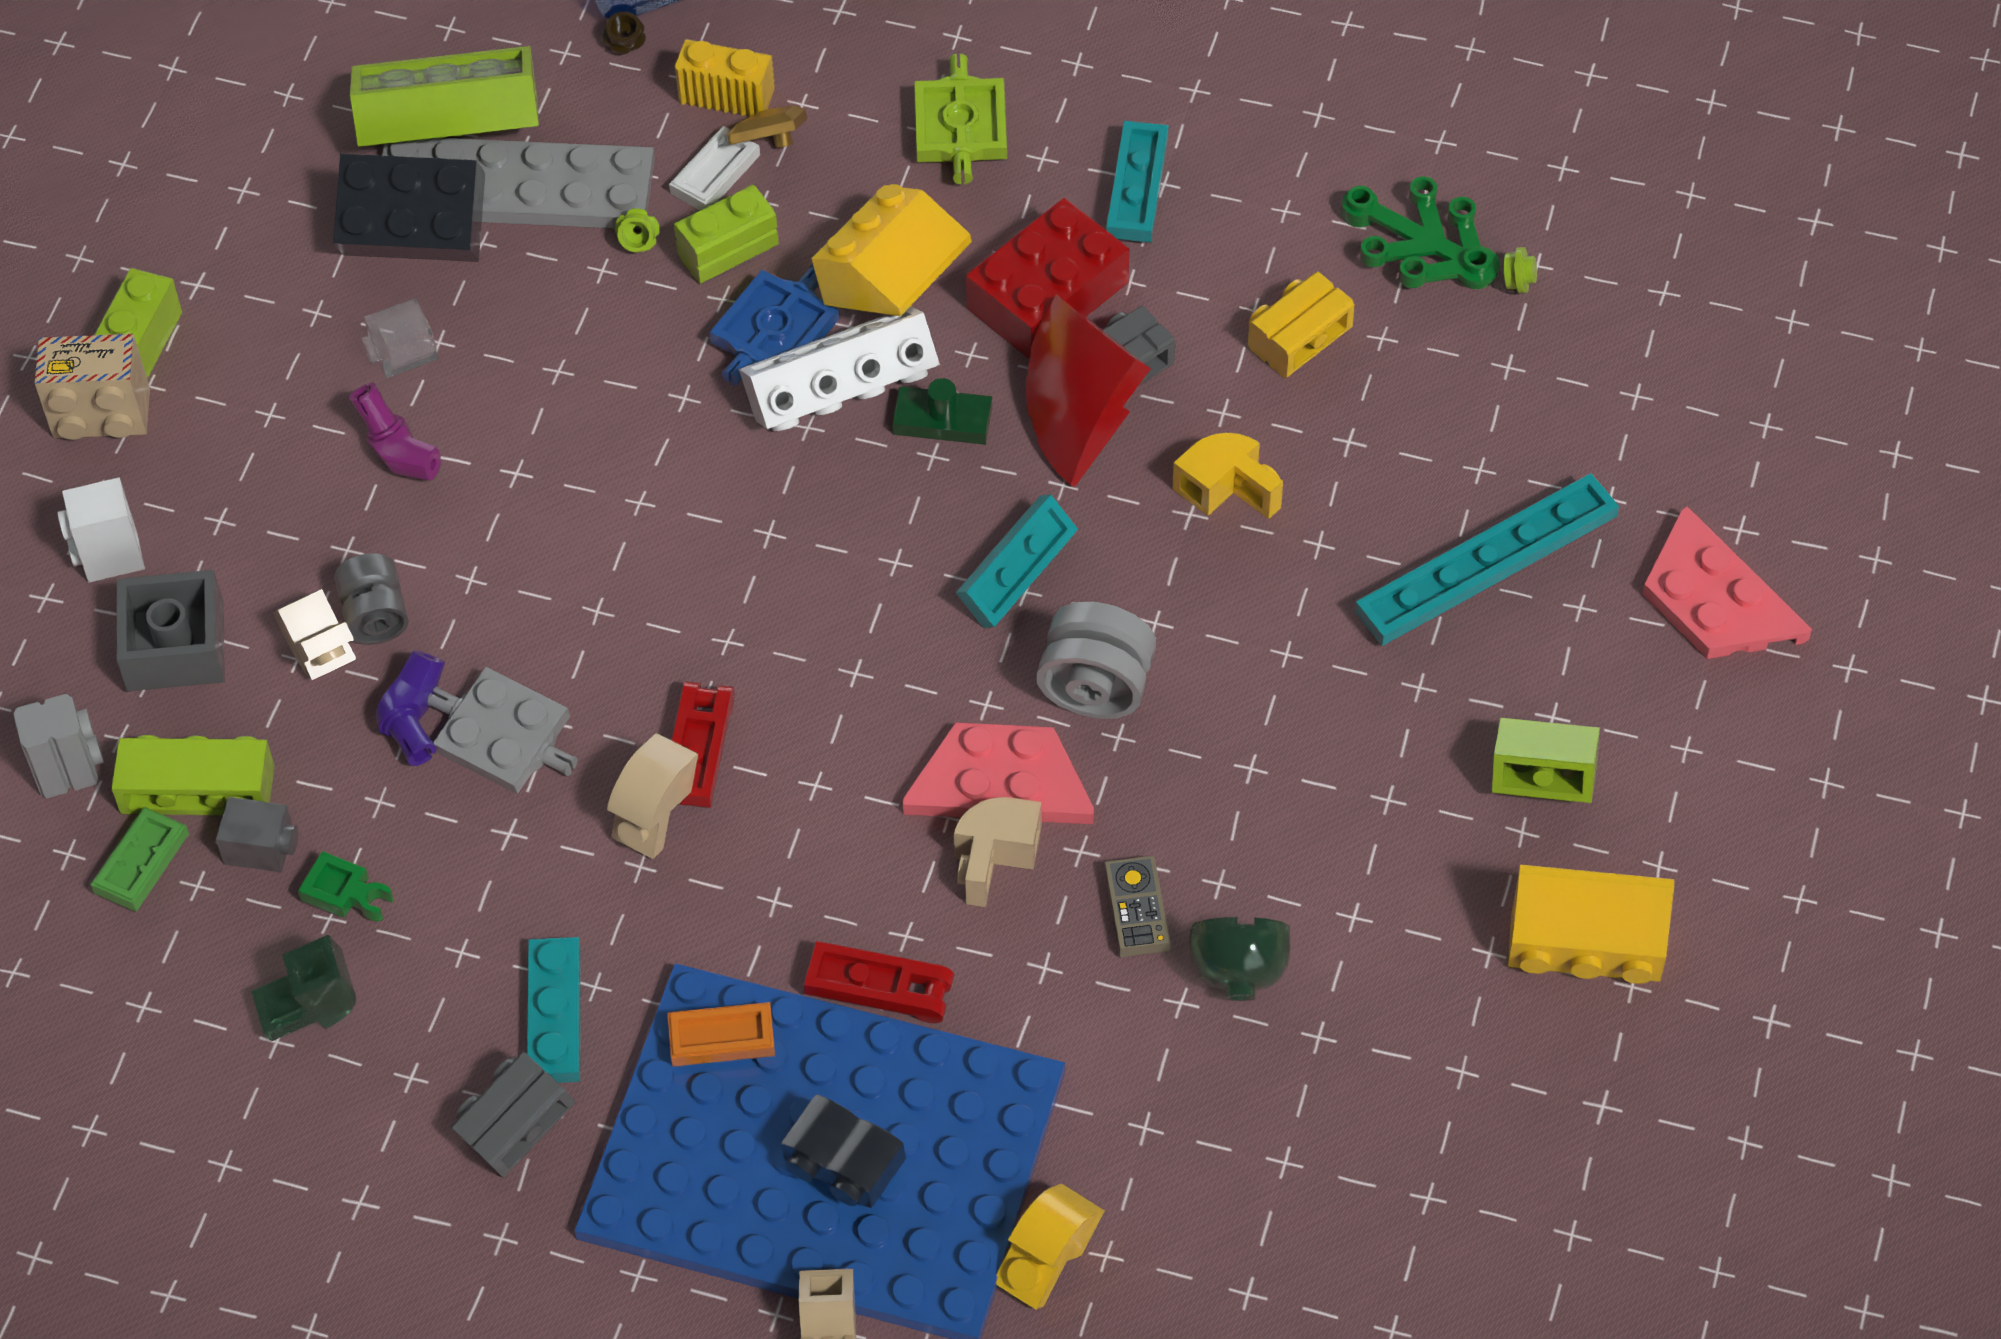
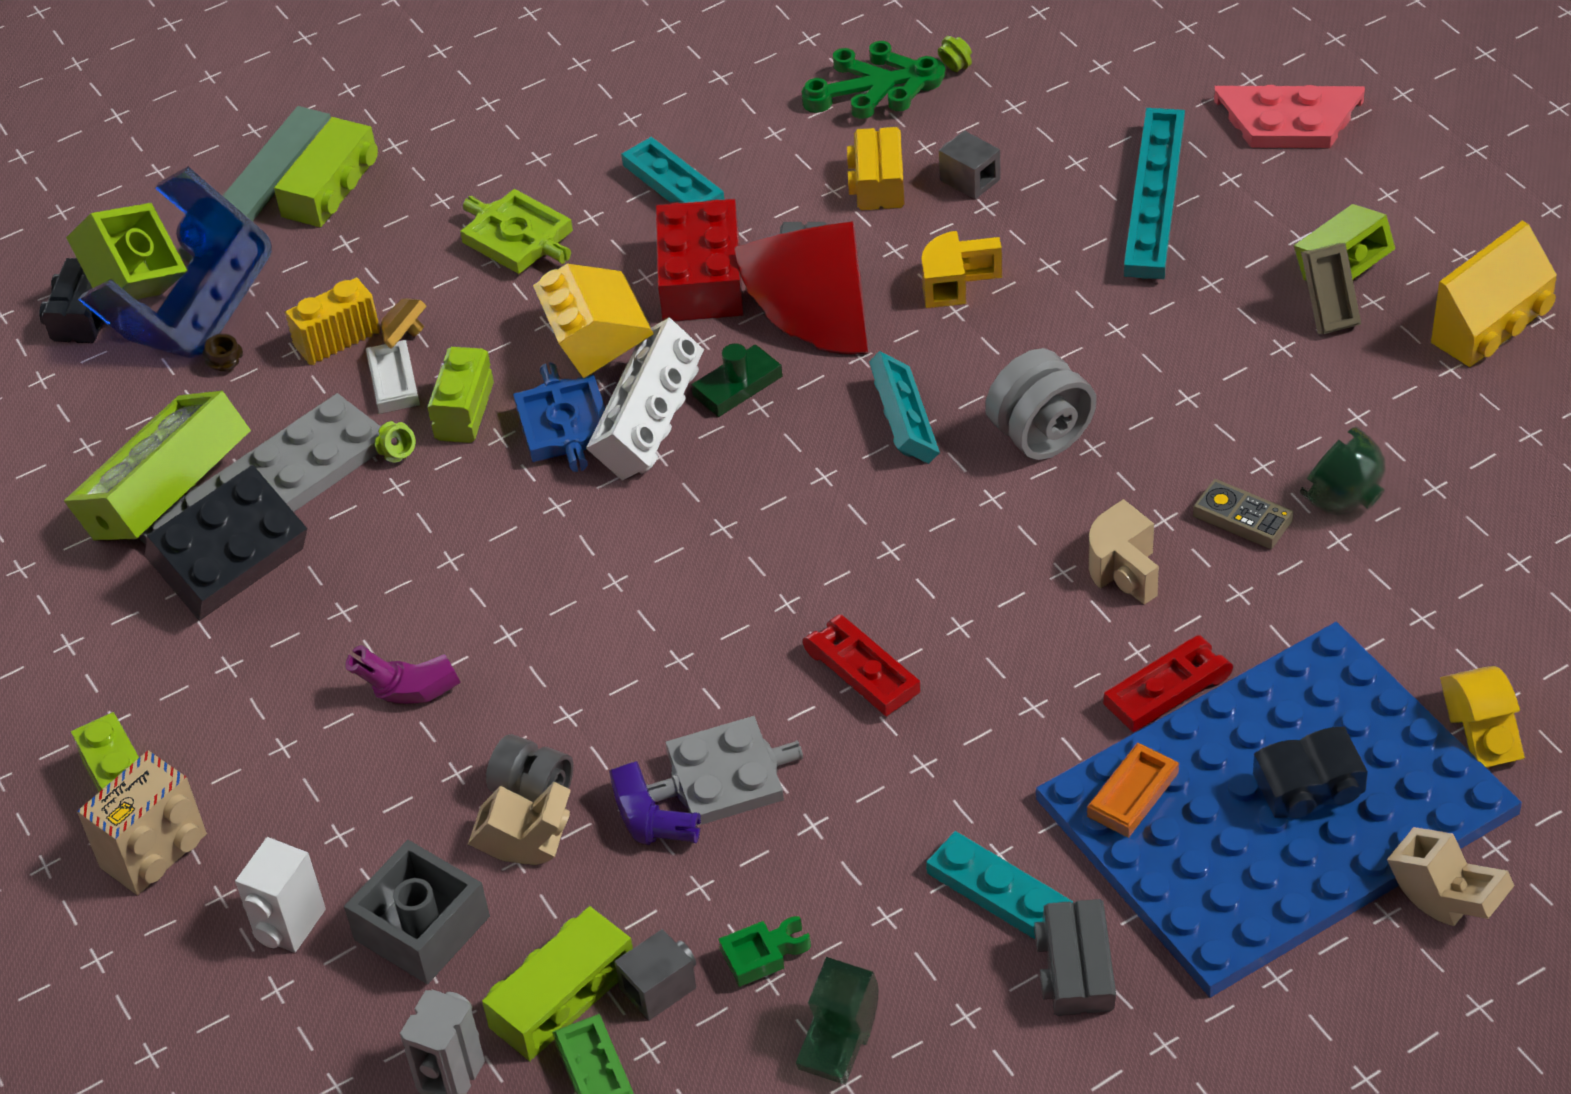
camera: 45 degrees left, 10 degrees down
(399, 338) = (321, 622): clear brick -> none
(647, 791) = (893, 703): tan brick -> none
(997, 762) = (1054, 520): coral wing -> none
(1375, 390) = (969, 164): none -> flat silver brick
(1472, 785) = (1331, 288): none -> dark tan tile

